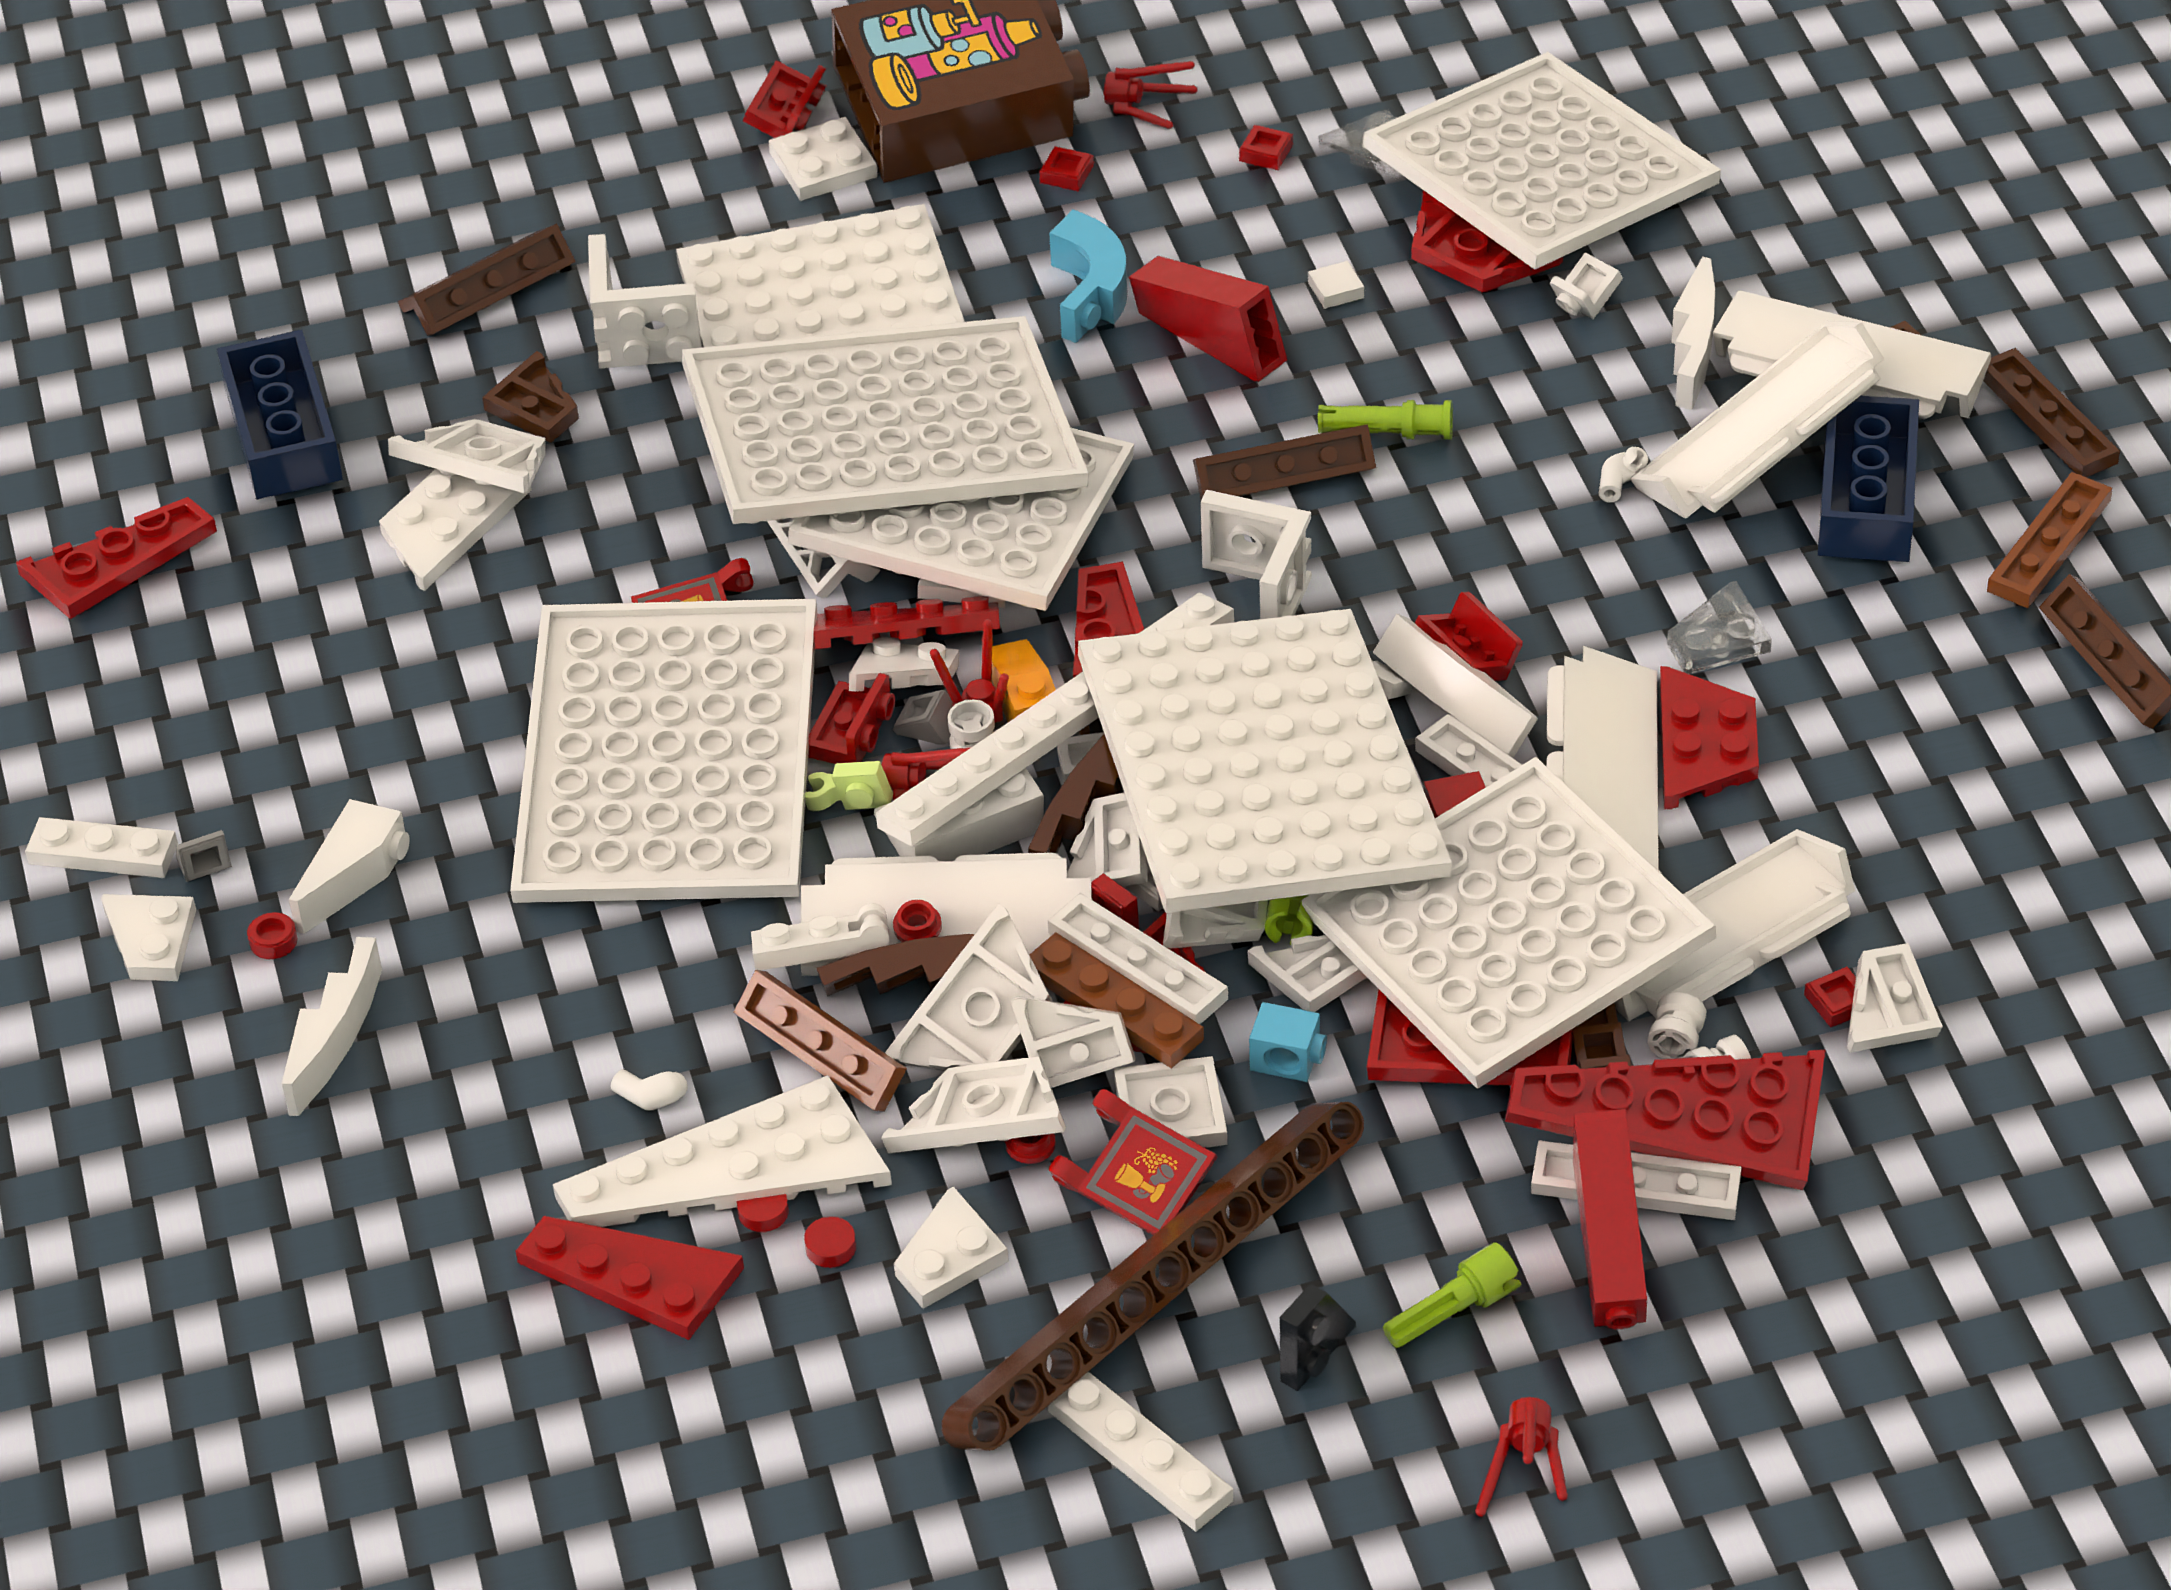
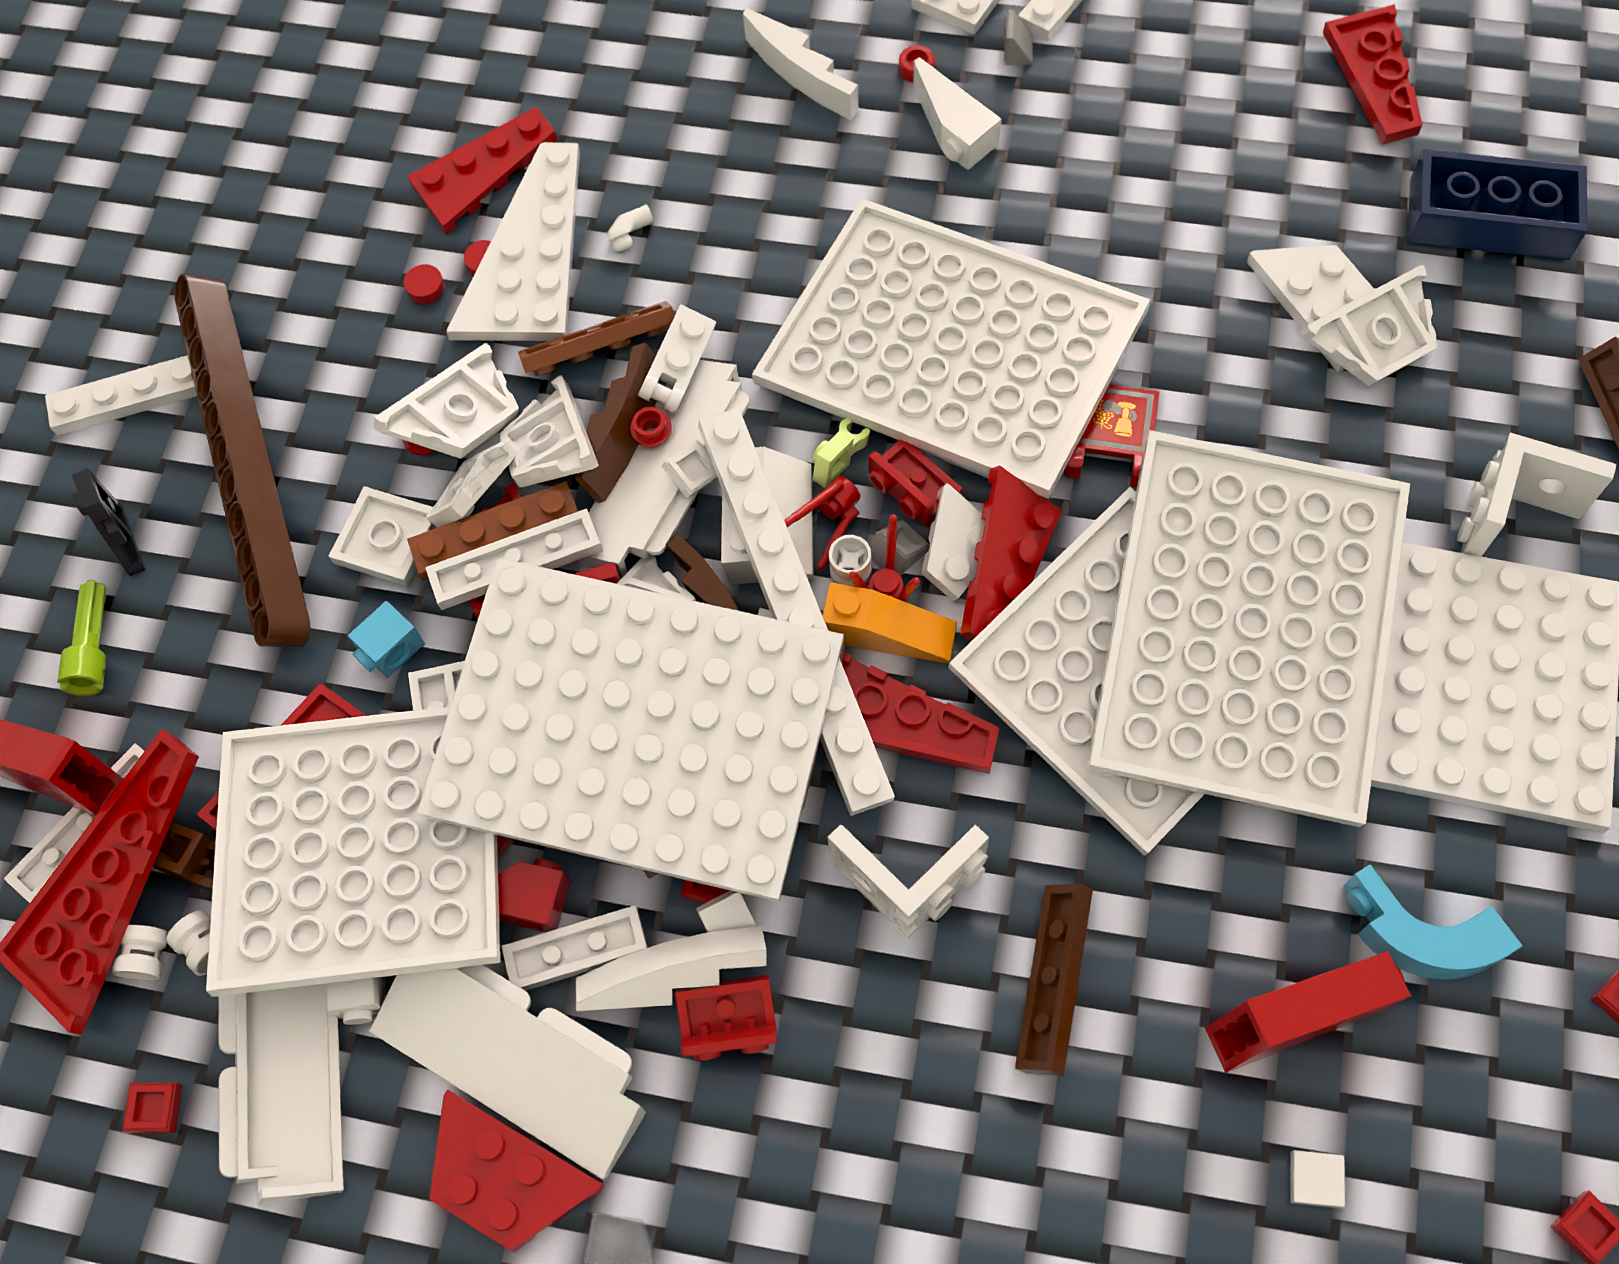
camera: 120 degrees right, 20 degrees up
(533, 400) = (1447, 400): reddish brown wing -> none
(948, 1251) = (367, 351): white wing -> none
(954, 852) = (690, 469): none -> white tile
(1142, 1172) = (343, 484): red flag -> none
(1408, 419) = (1062, 1132): lime pin -> none
(1890, 1001) = (100, 1136): white wing -> none

